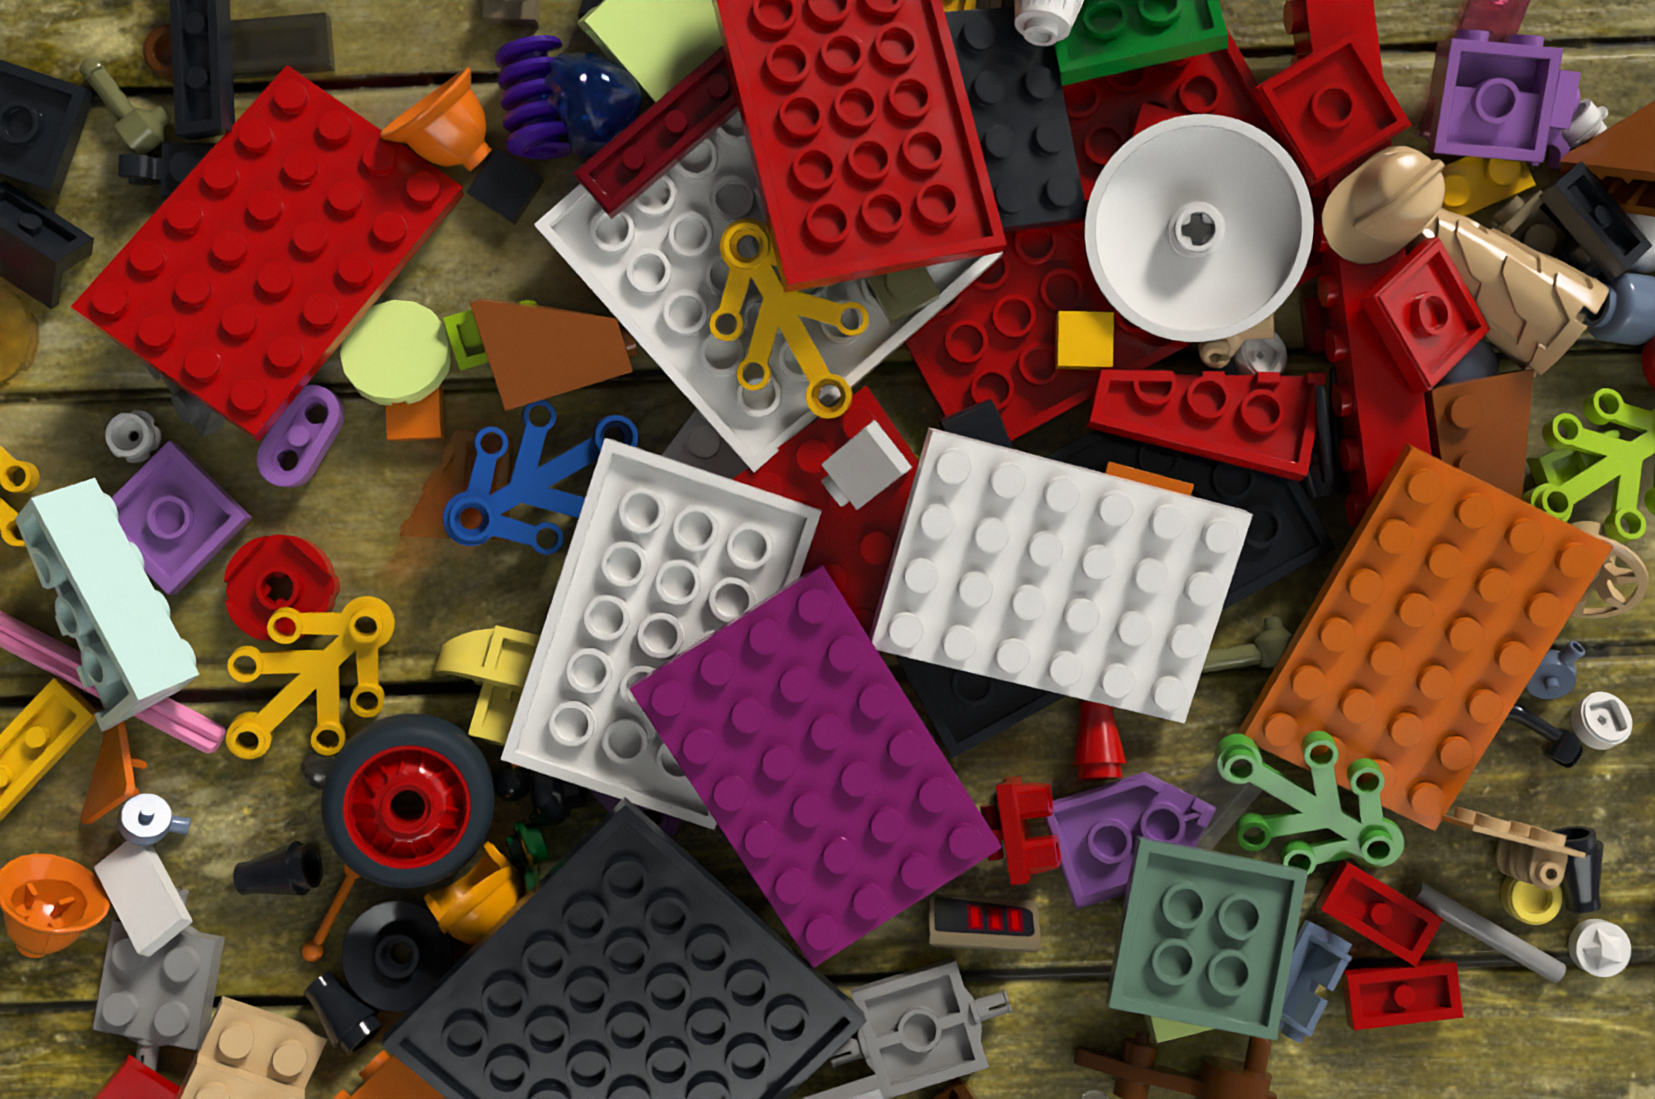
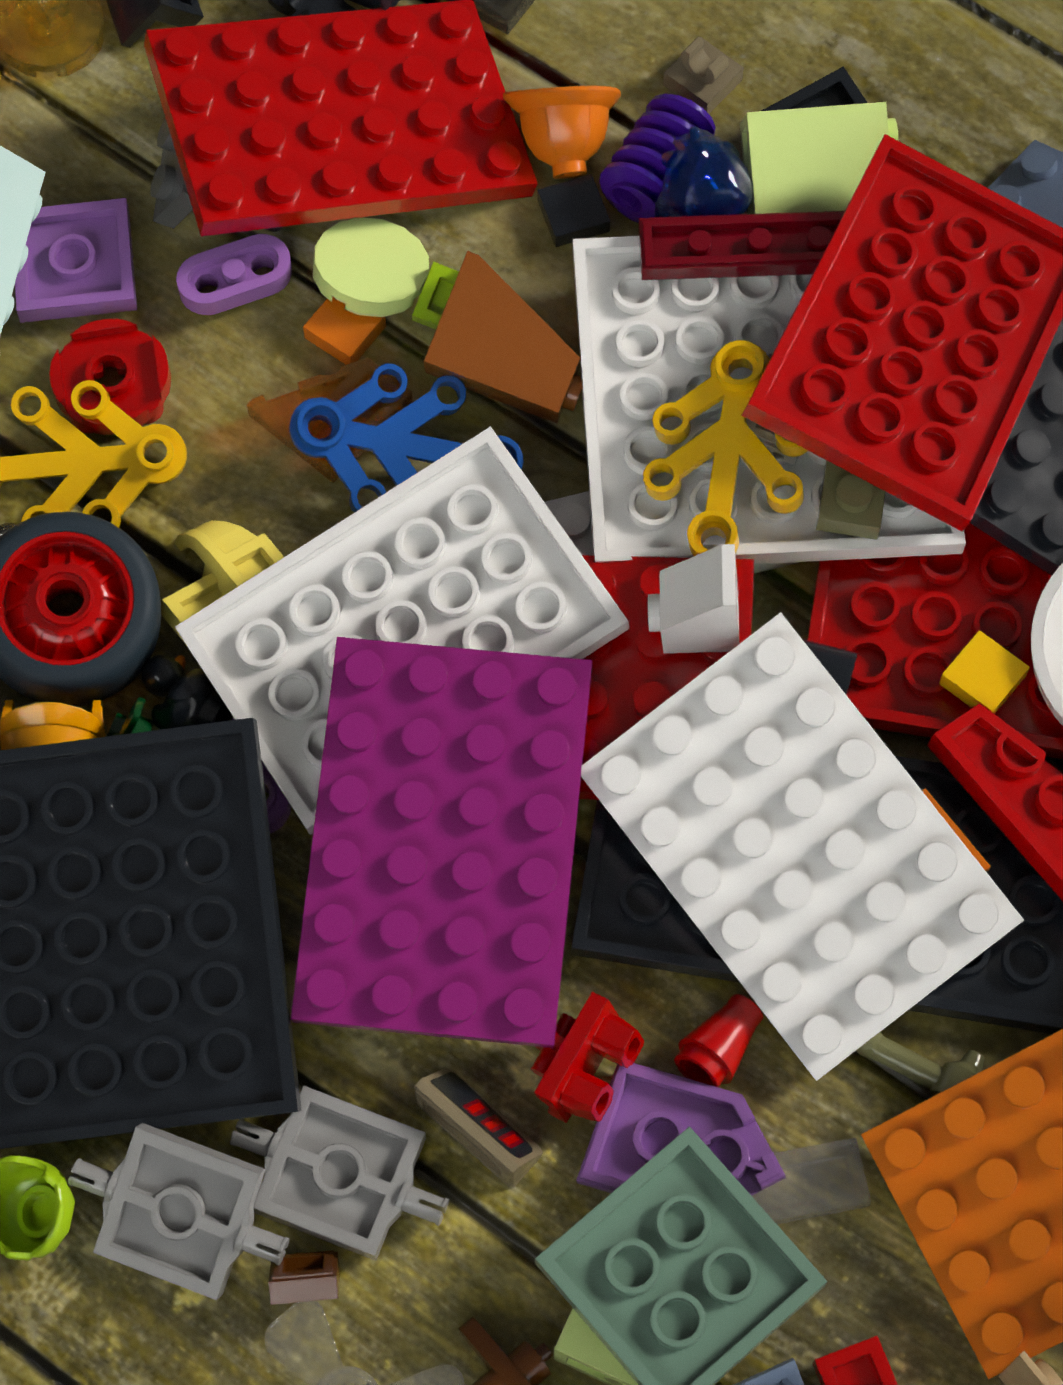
camera: 35 degrees right, 20 degrees down
(119, 432) = (96, 166): white plate -> none
(1315, 809) = (886, 1259): bright green plant -> none

